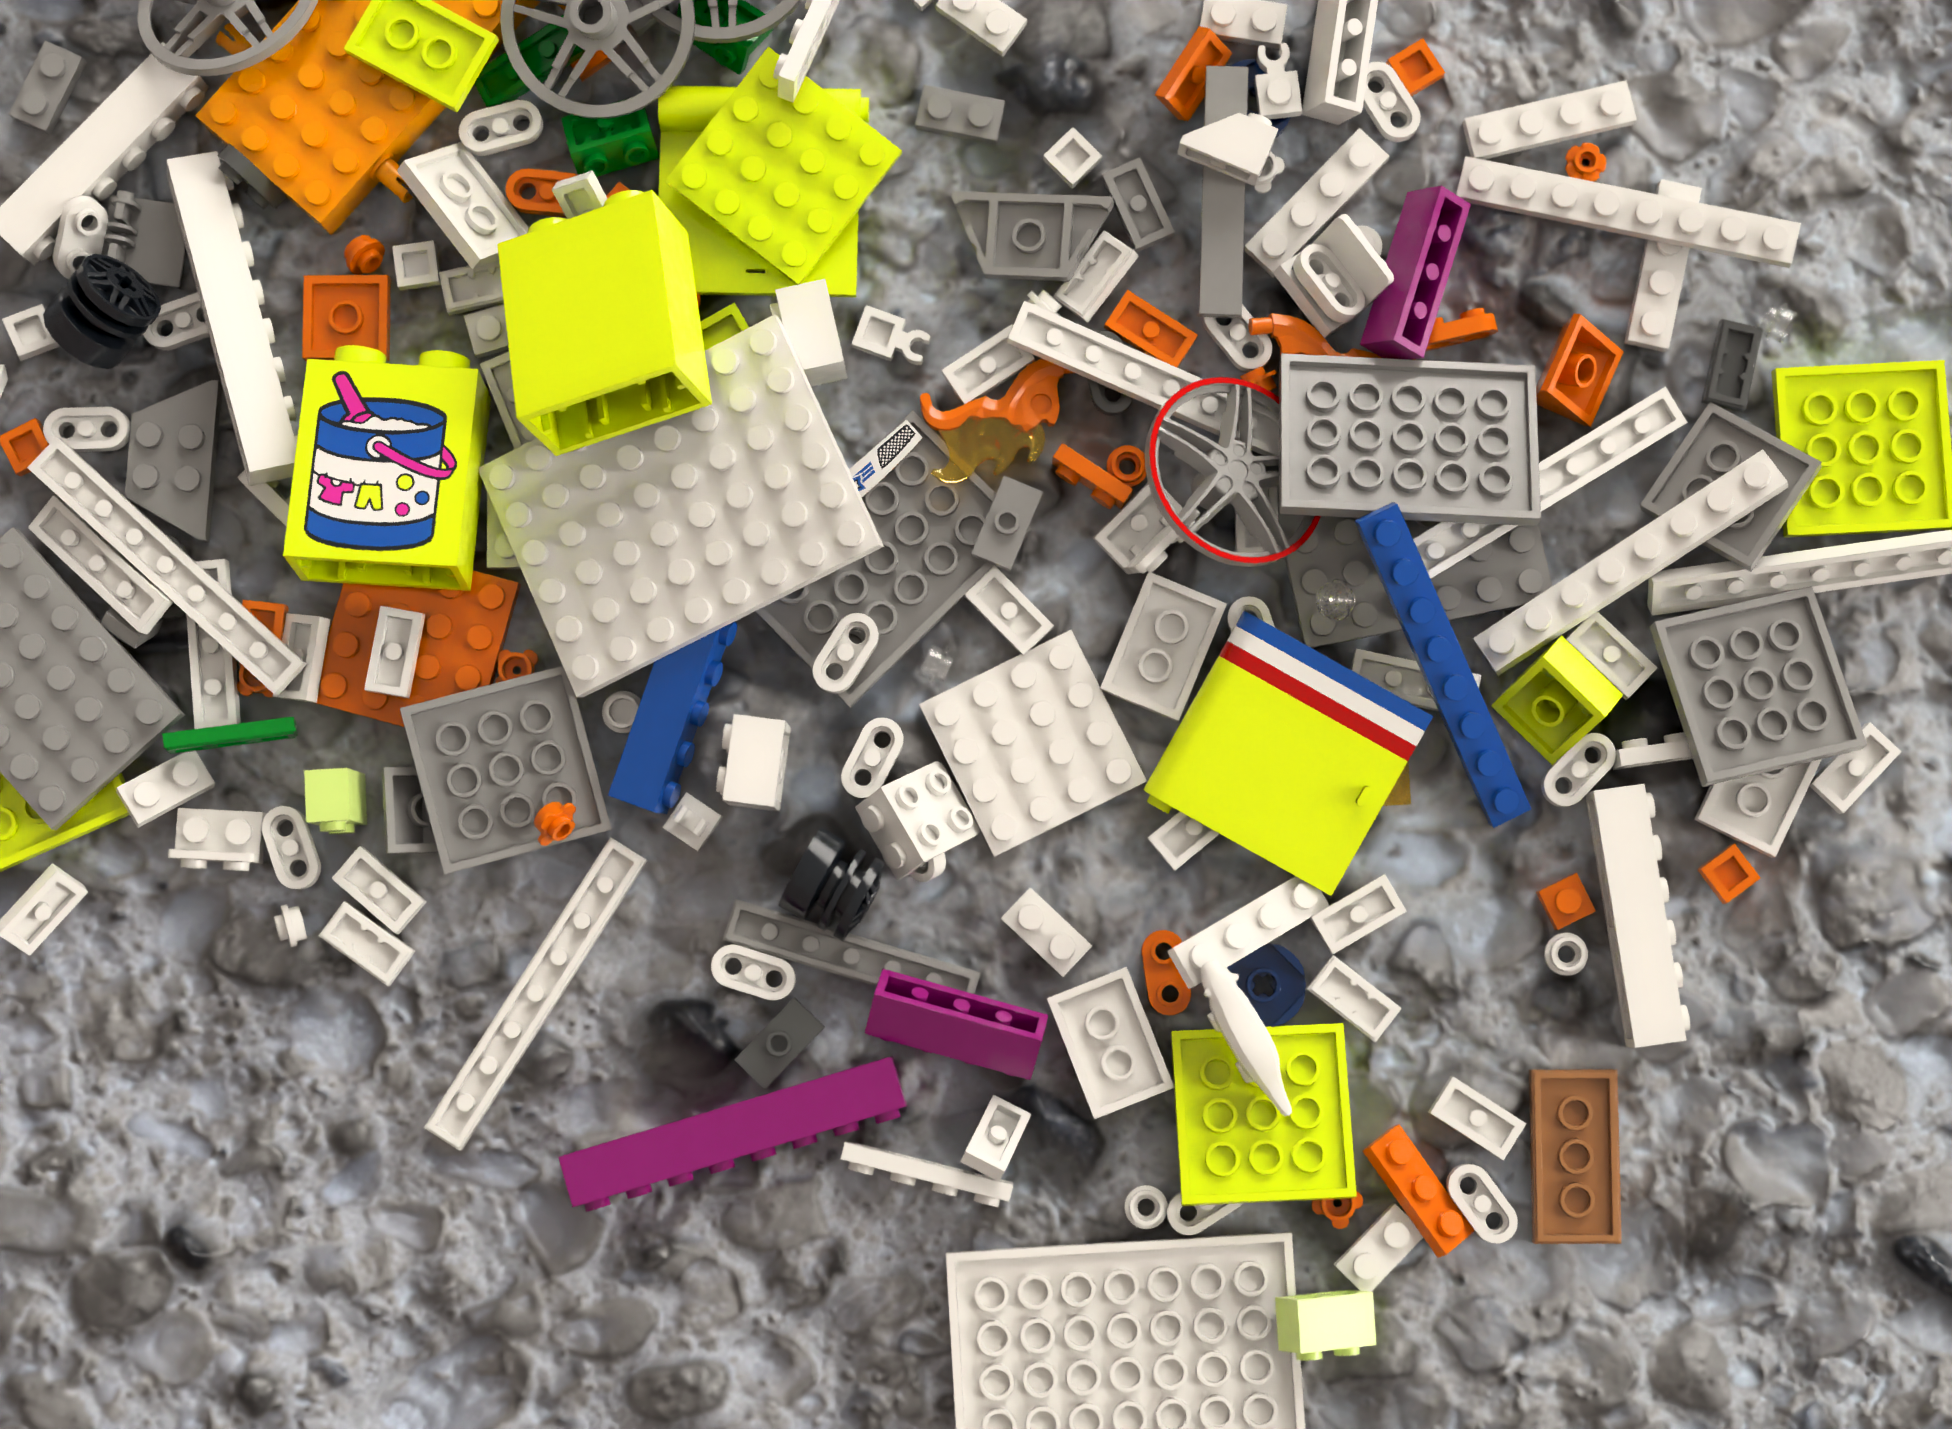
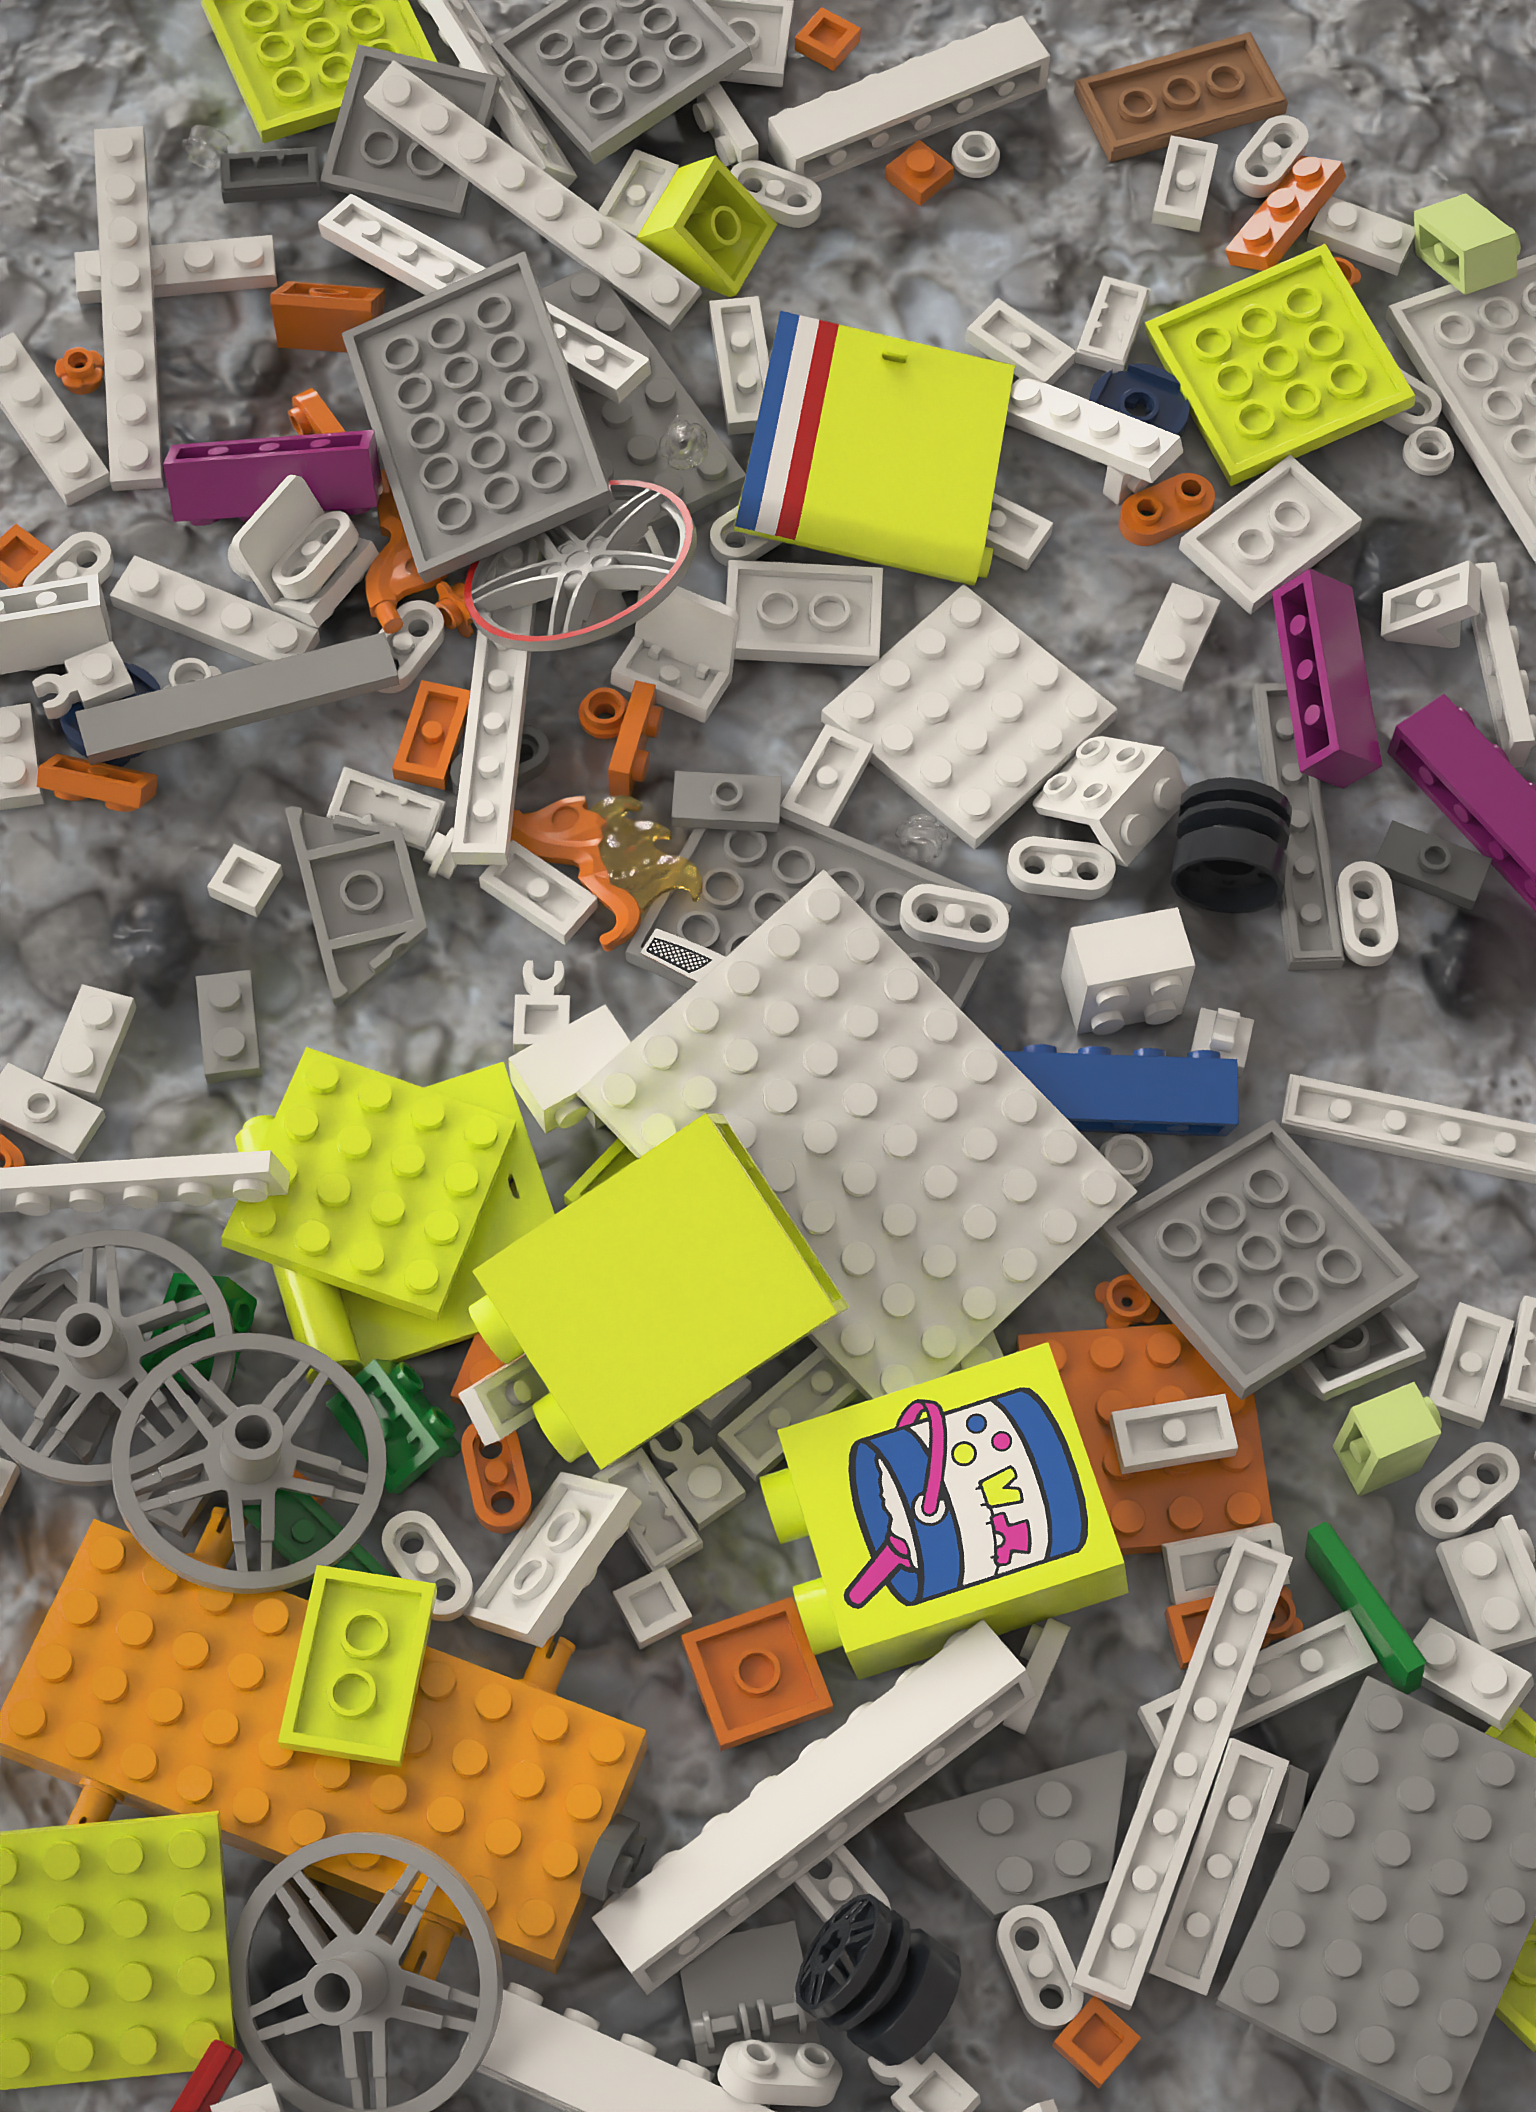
camera: 115 degrees left, 20 degrees down
(364, 254) = (663, 1679): orange plate -> none
(554, 822) = (1300, 1164): orange plate -> none
(1138, 205) = (293, 780): light grey plate -> none
(1232, 145) = (184, 682): white slope -> none
(1244, 1033) = (1207, 383): white animal -> none
(1443, 664) = (714, 319): blue plate -> none

